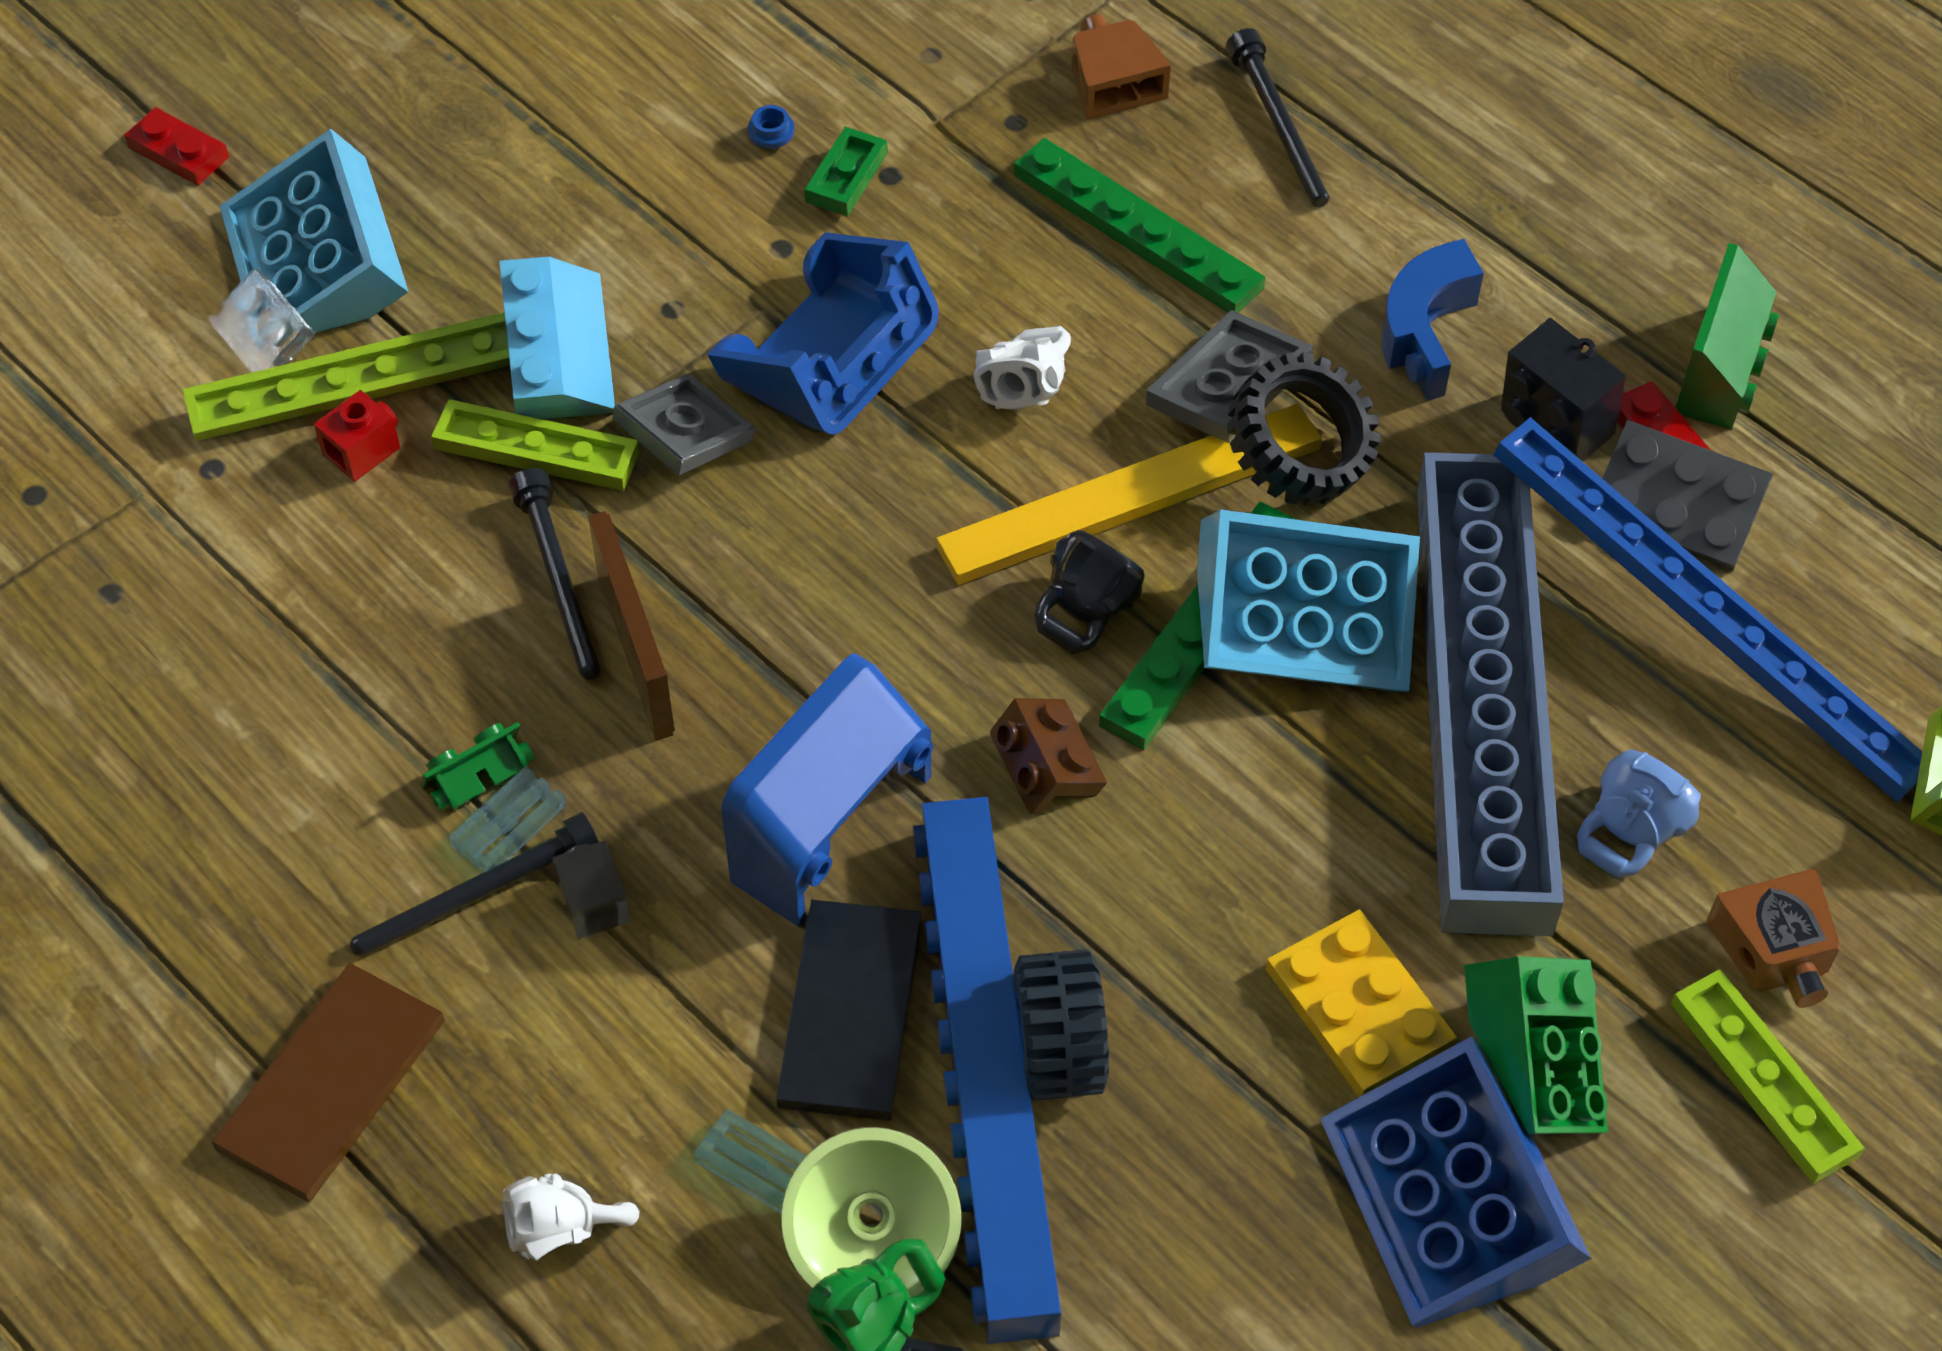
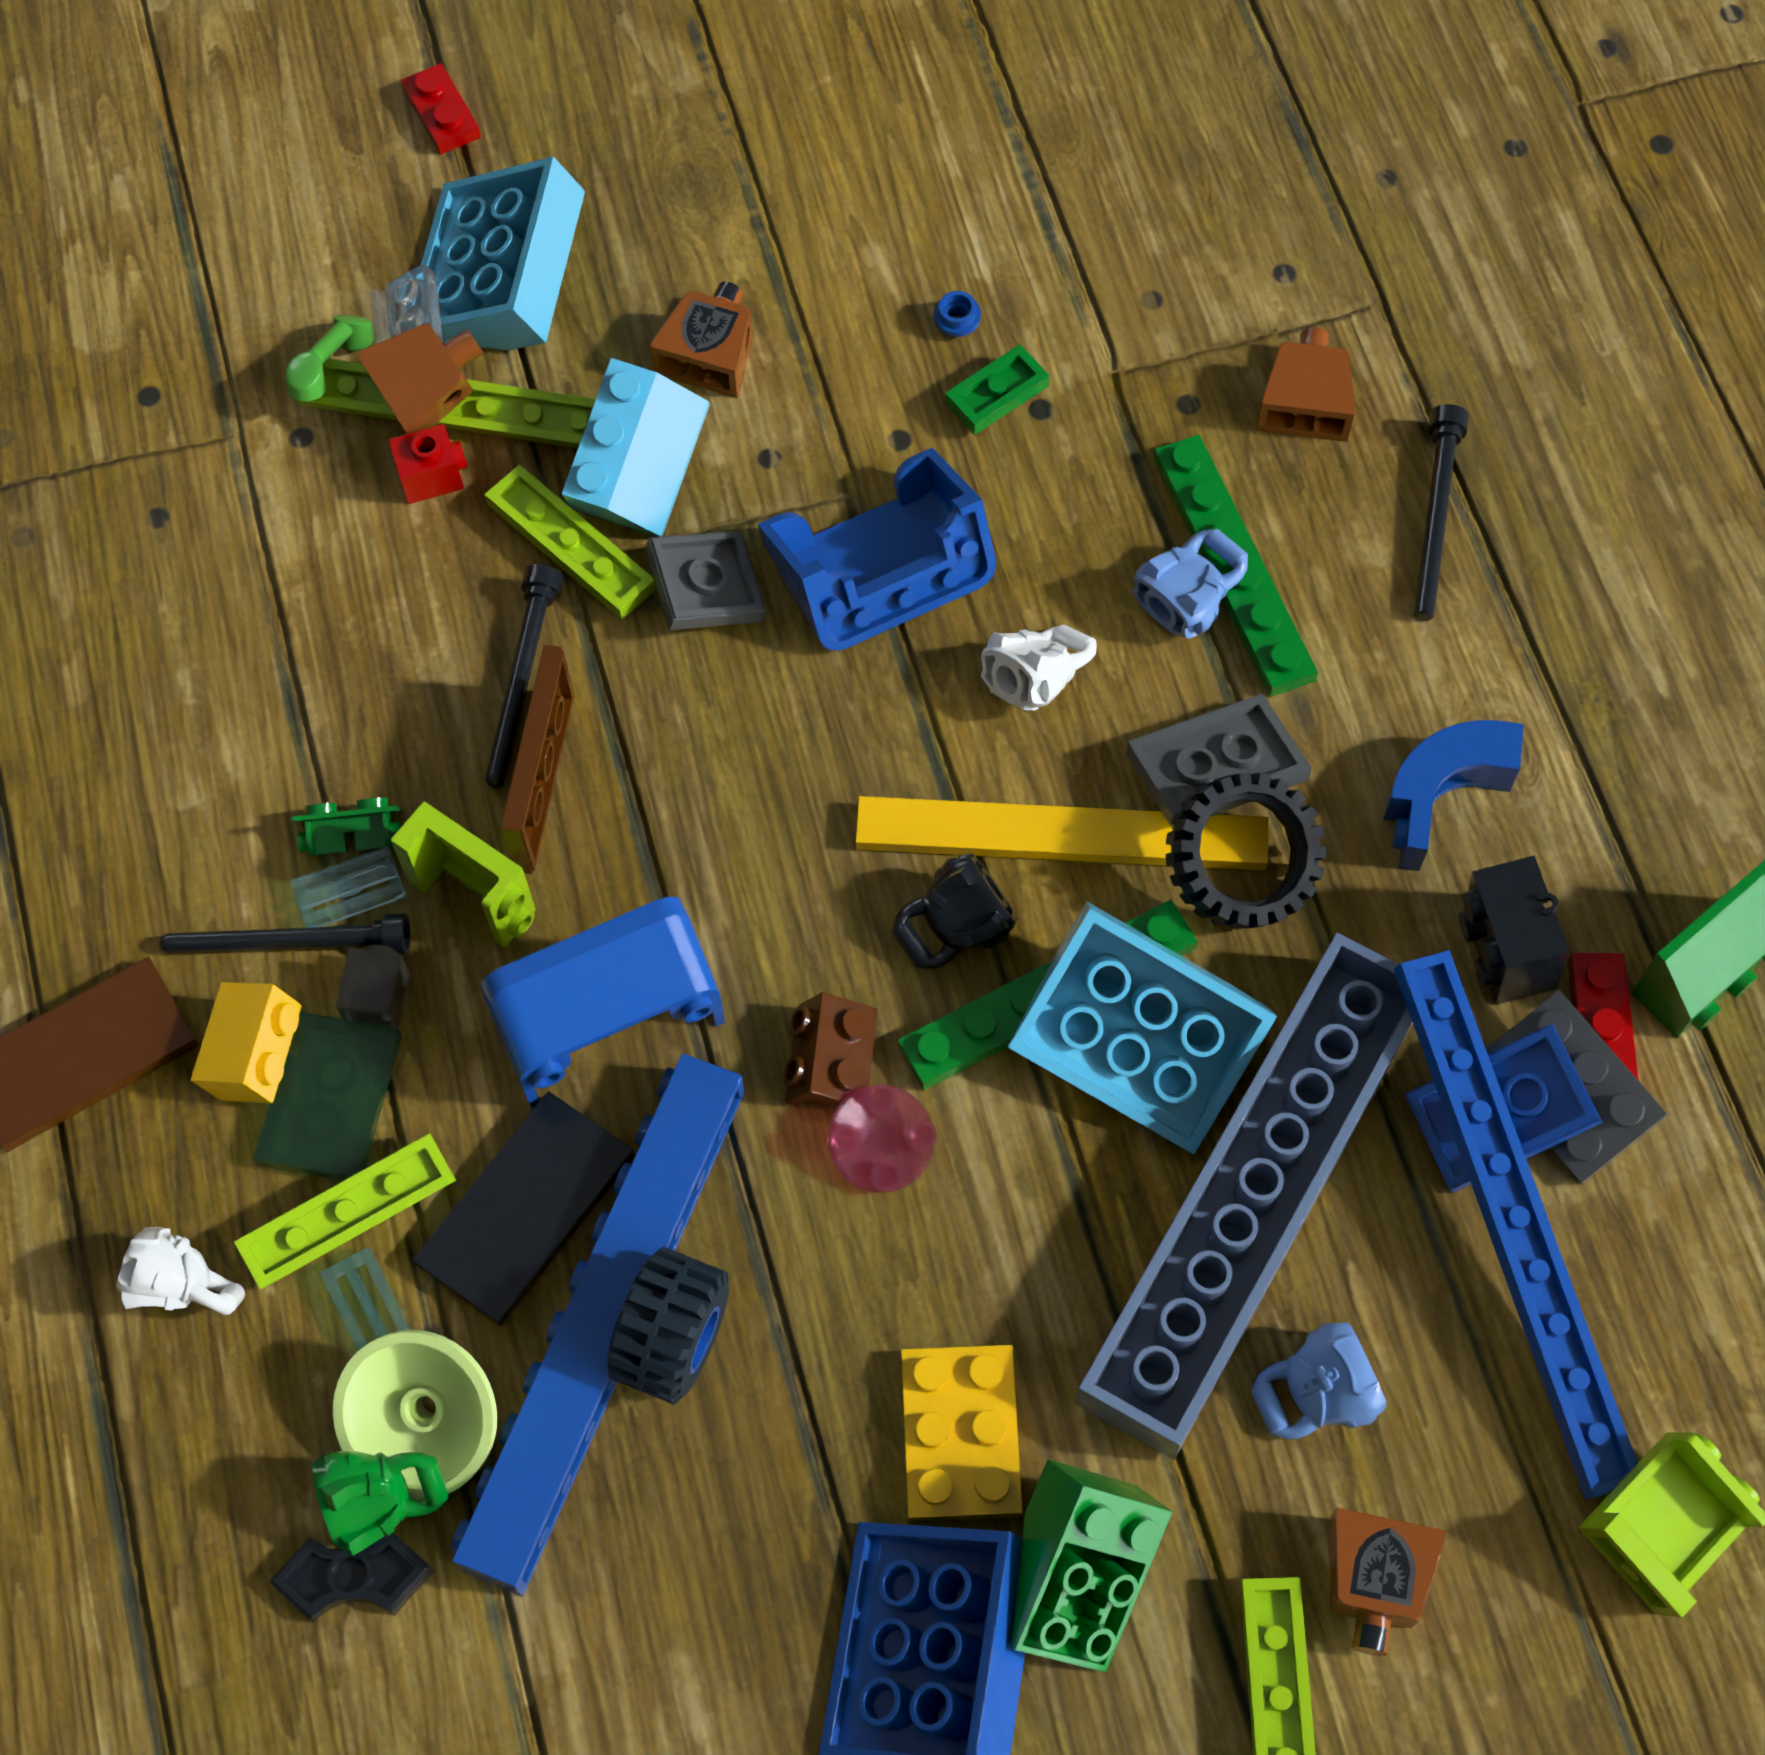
camera: 30 degrees right, 10 degrees up
(197, 396) = (305, 371): none -> bright green bar
(313, 354) = (421, 374): none -> dark orange torso
(501, 986) = (246, 1042): none -> yellow brick
(562, 226) = (706, 341): none -> dark orange torso
(603, 1004) = (328, 1097): none -> clear green tile
(623, 738) = (437, 844): none -> lime panel
(685, 1088) = (344, 1211): none -> lime plate
(1114, 256) = (1186, 588): none -> medium blue piece
(1137, 799) = (881, 1138): none -> clear pink dish
(1669, 498) = (1540, 1094): none -> blue tile

